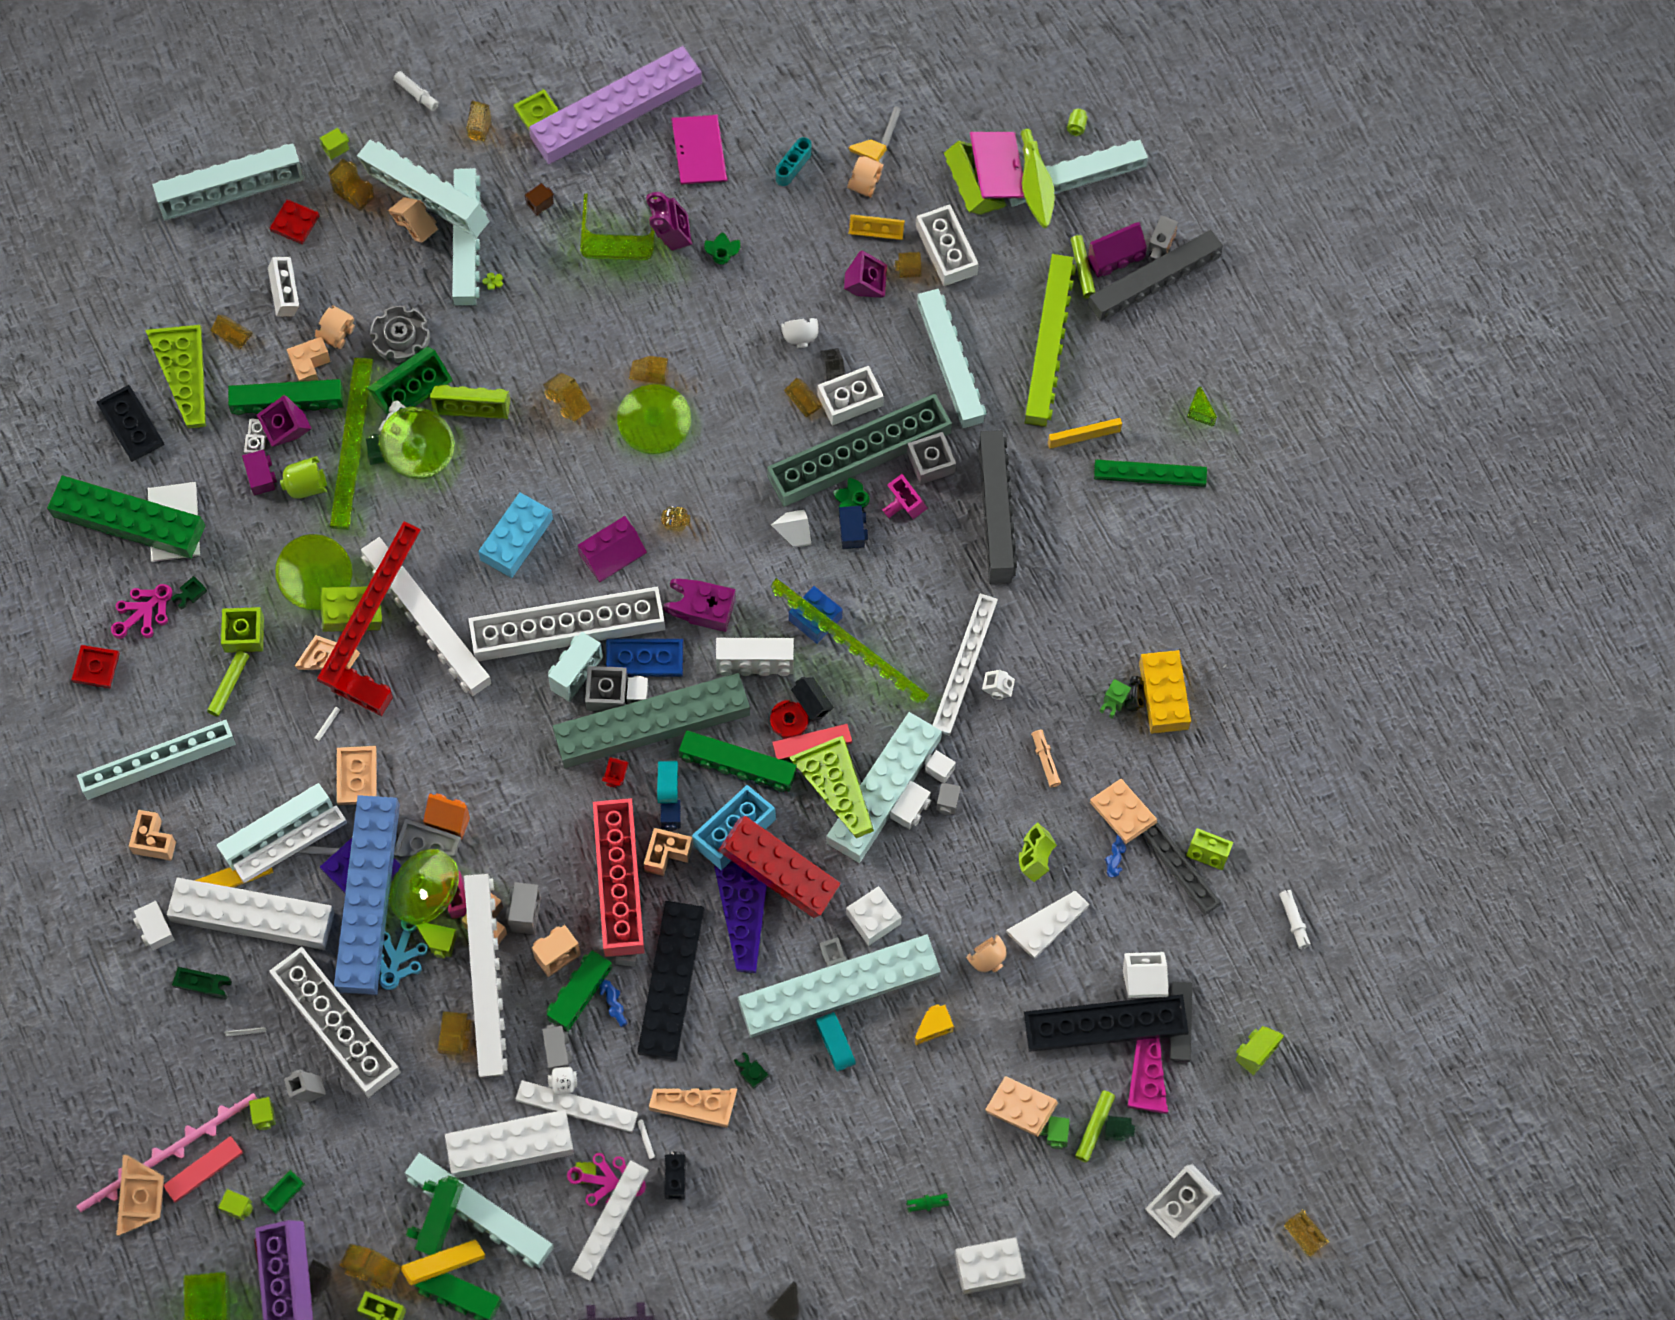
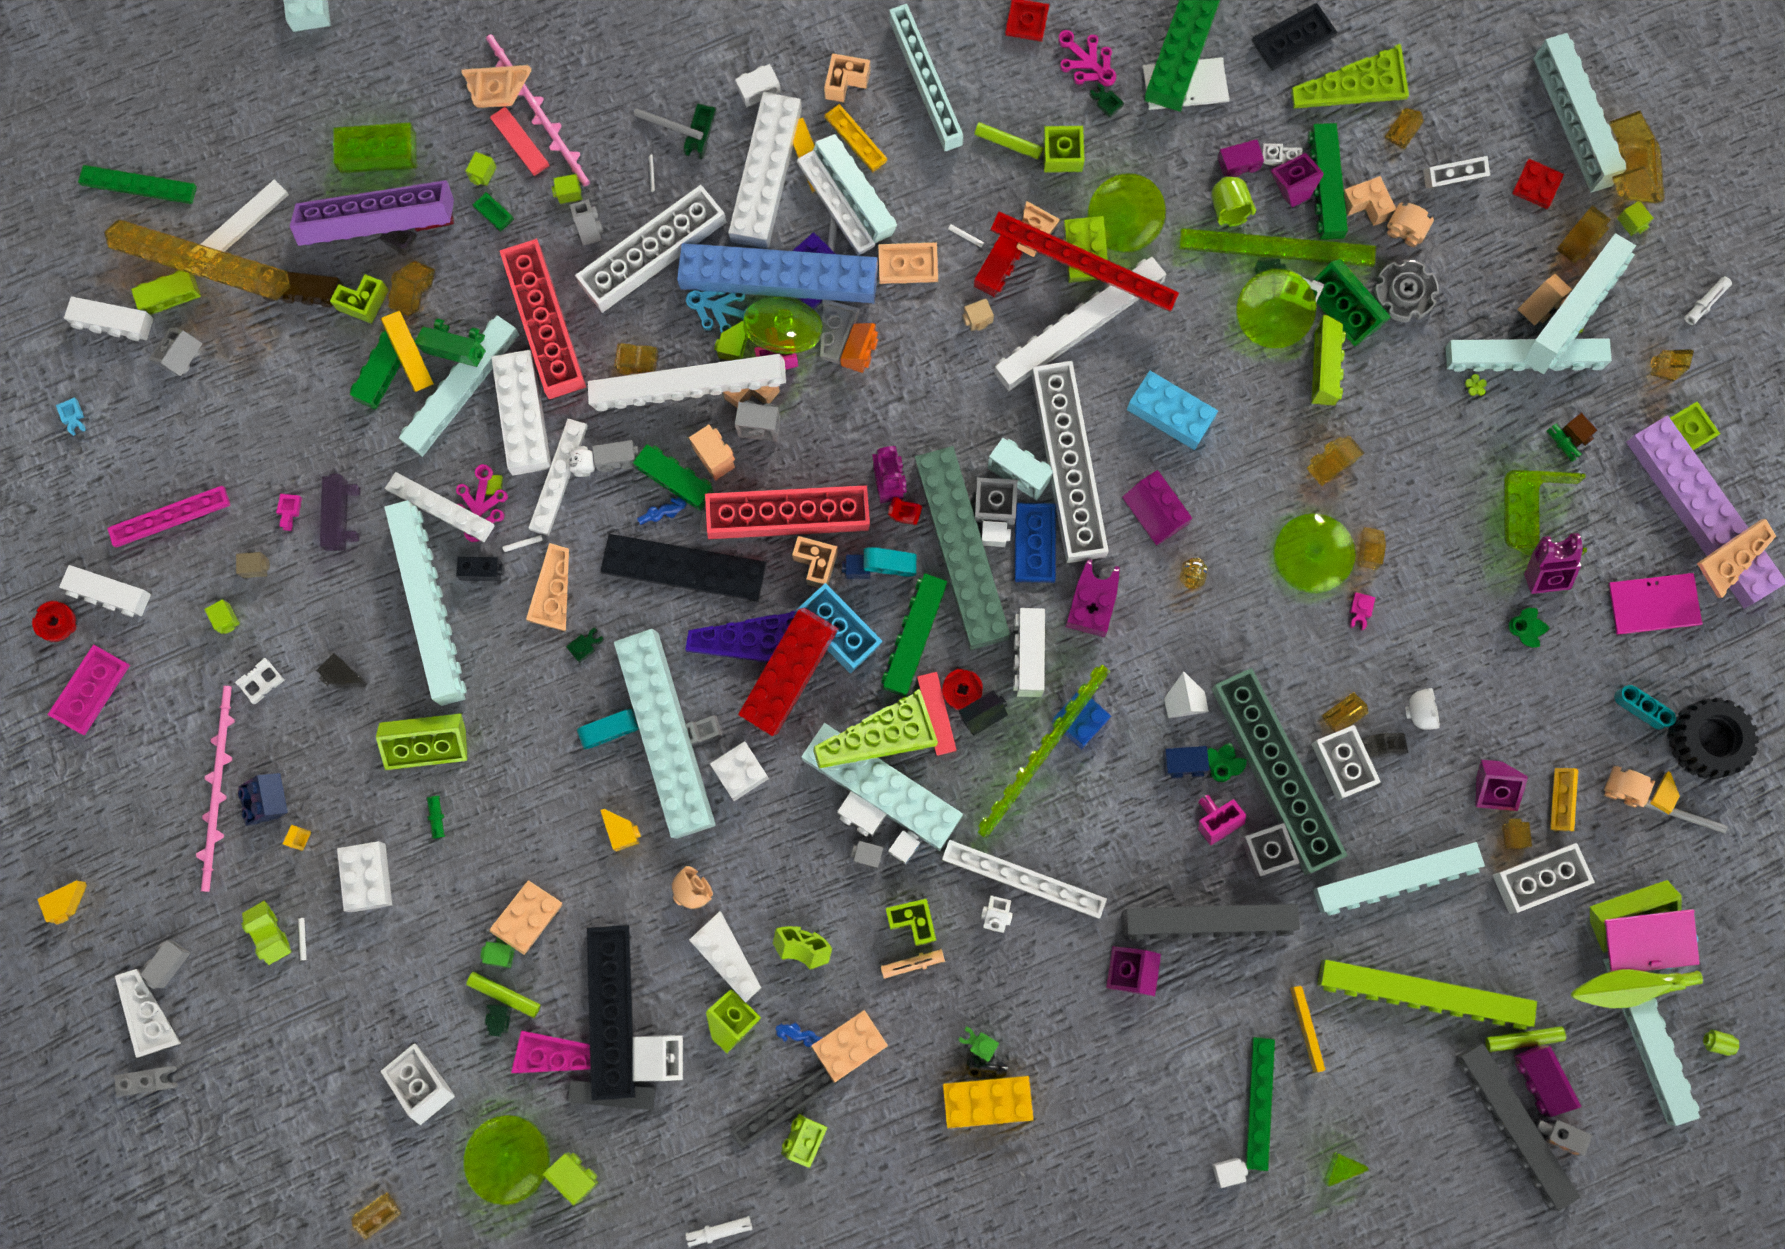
camera: 95 degrees right, 10 degrees up
(193, 1013) = (668, 124): none -> light grey bar
(216, 830) = (855, 138): none -> yellow tile
(272, 134) = (1643, 158): none -> clear yellow windscreen
(407, 1127) = (542, 319): none -> coral brick
(414, 708) = (978, 315): none -> tan brick
(550, 212) = (1564, 442): none -> green pin
(582, 783) = (888, 474): none -> magenta brick
(661, 81) = (1735, 556): none -> light nougat wing
(705, 381) = (1362, 607): none -> dark pink plate
(712, 1223) = (425, 603): none -> light aqua brick
(821, 91) = (1736, 726): none -> black tyre
(852, 1220) = (422, 741): none -> lime slope
(1004, 753) = (915, 915): none -> lime brick
(1042, 572) = (1133, 970): none -> magenta slope
(1108, 913) = (730, 1020): none -> lime slope
(1210, 496) = (1230, 1172): none -> white brick
(1247, 1109) = (506, 1159): none -> clear neon green dish

